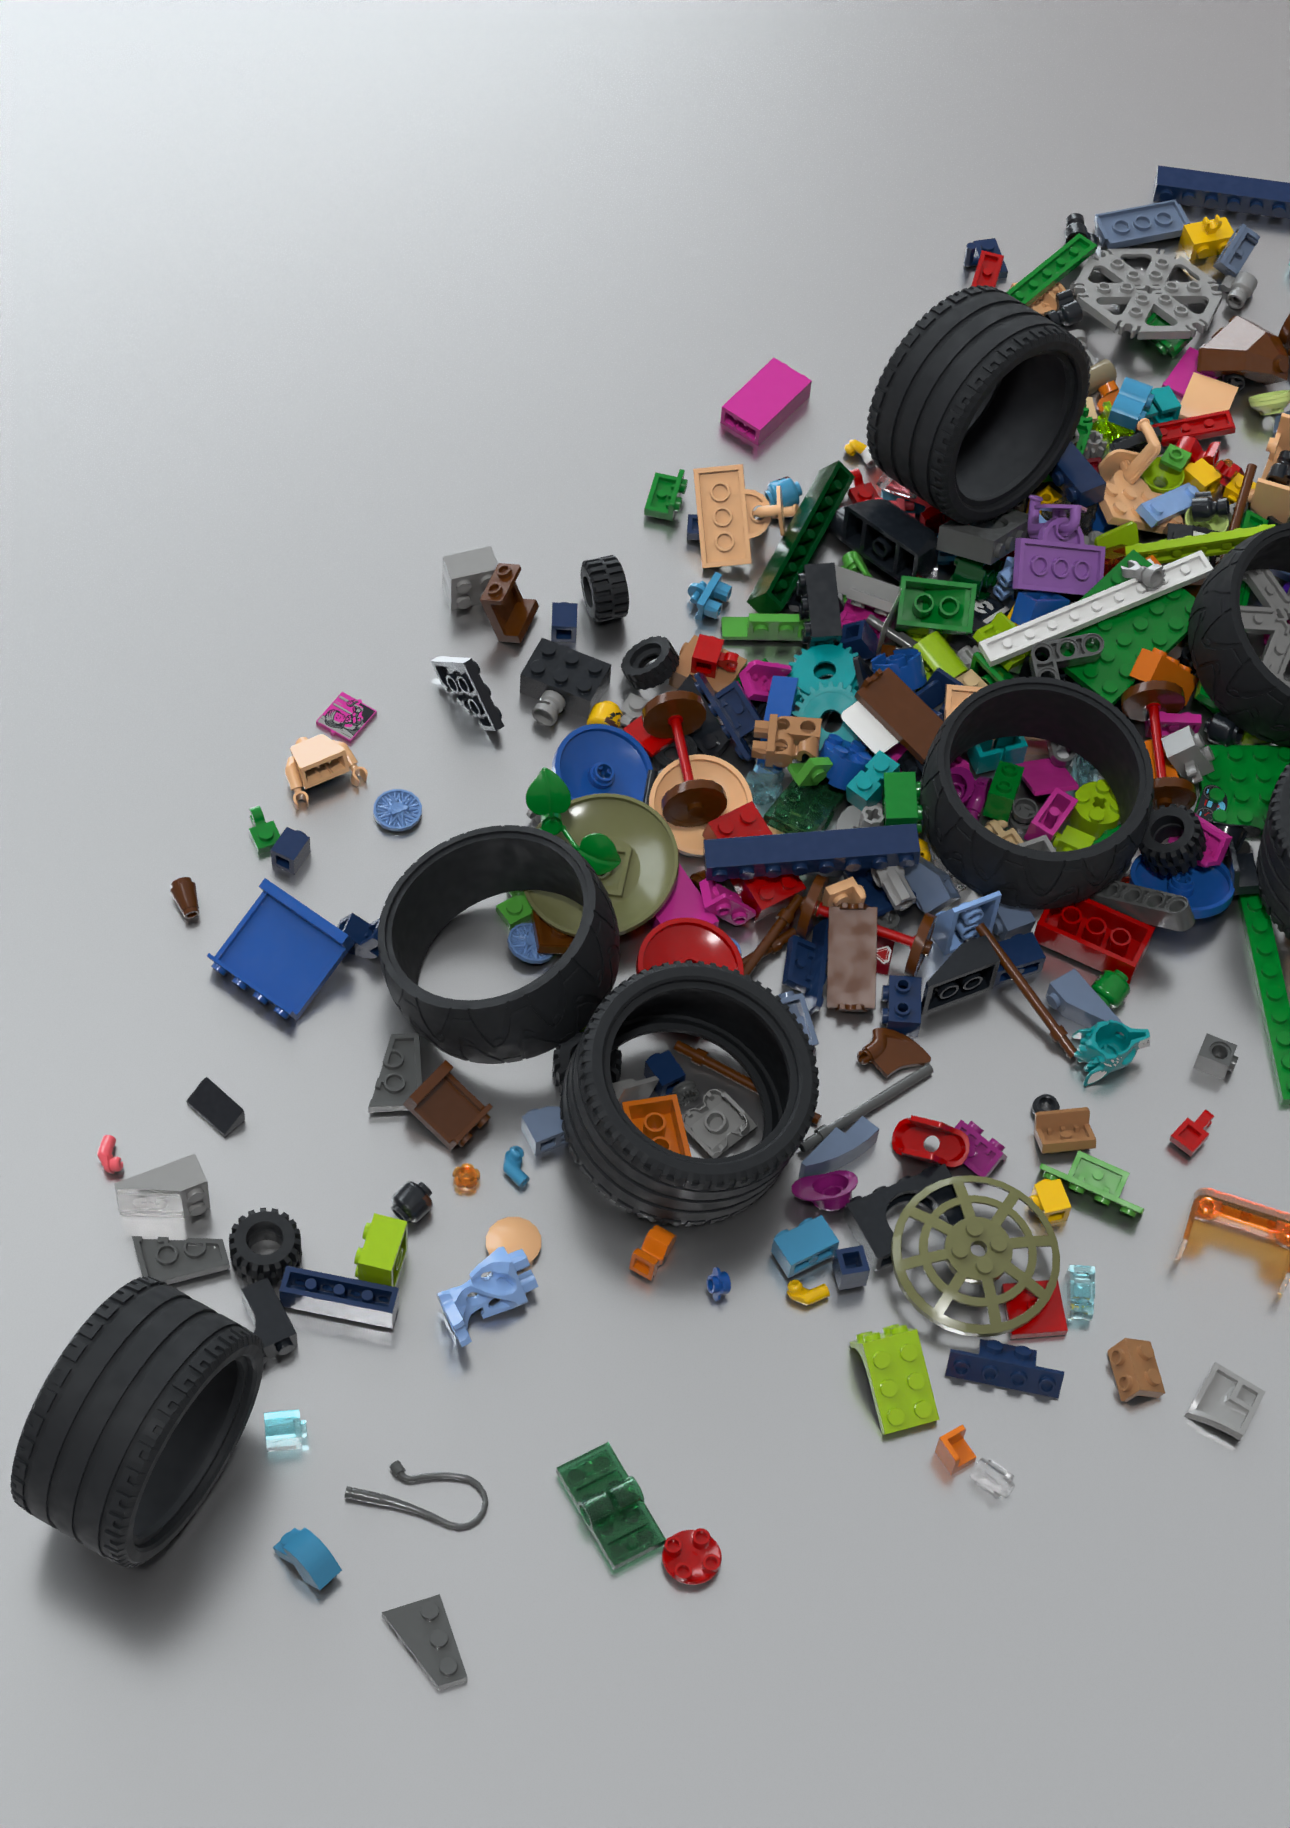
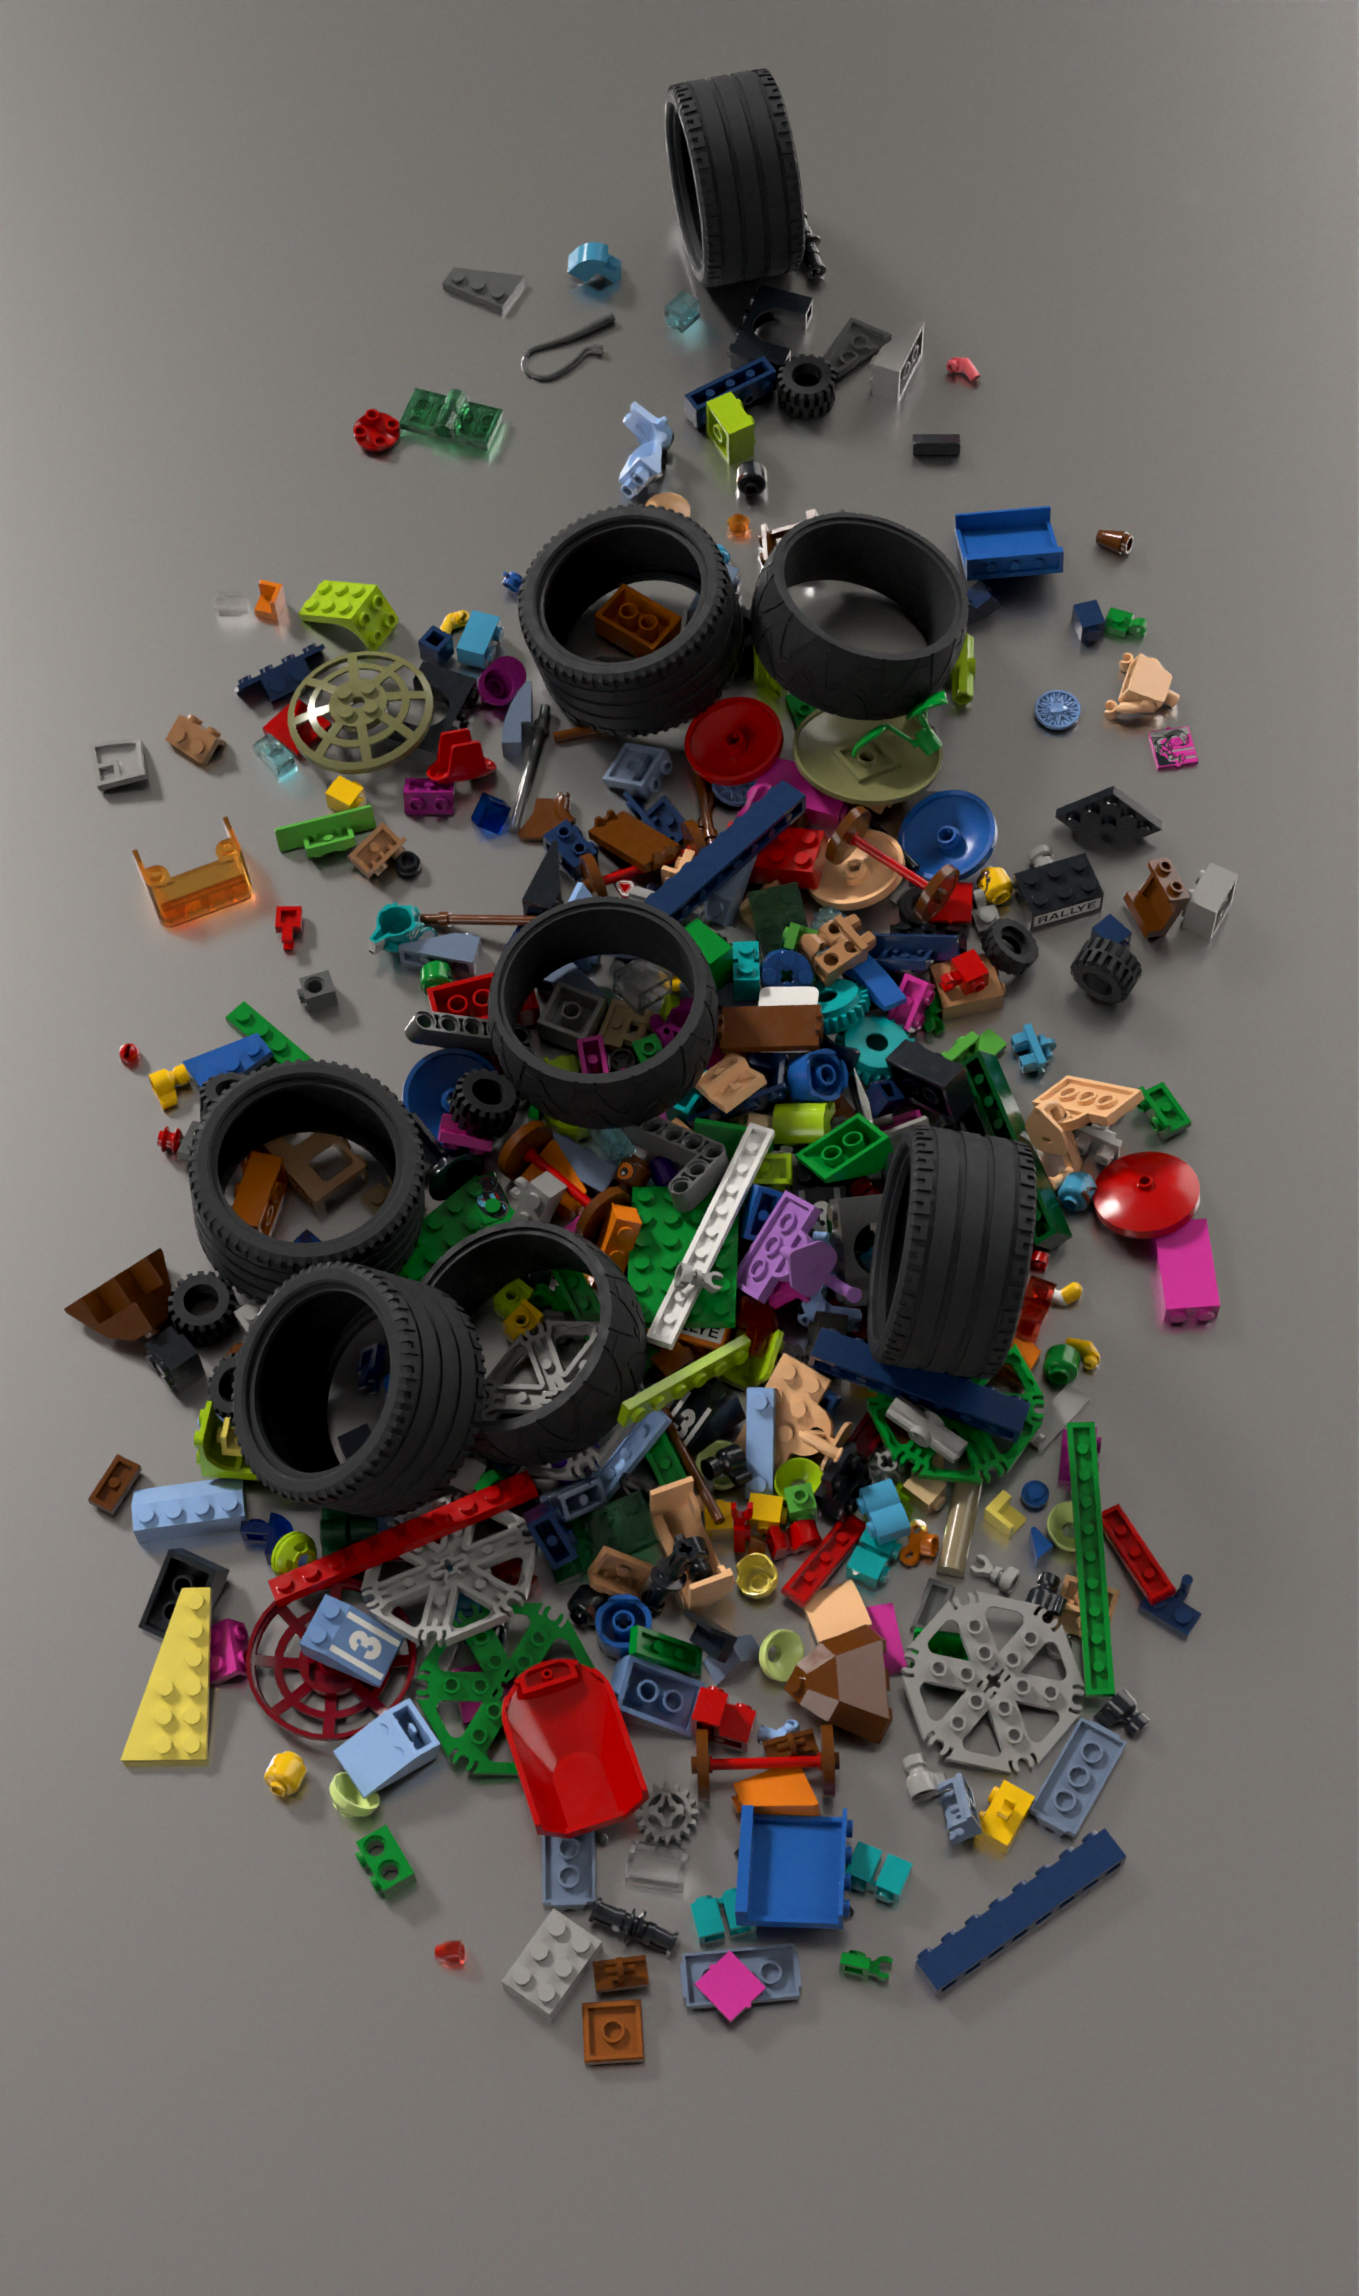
camera: 145 degrees right, 5 degrees up
(760, 434) = (1146, 1195): none -> red dish
(938, 1090) = (490, 813): none -> clear blue panel
(1139, 363) = (932, 1601): none -> dark grey tile
(1242, 449) = (756, 1575): none -> light yellow hair

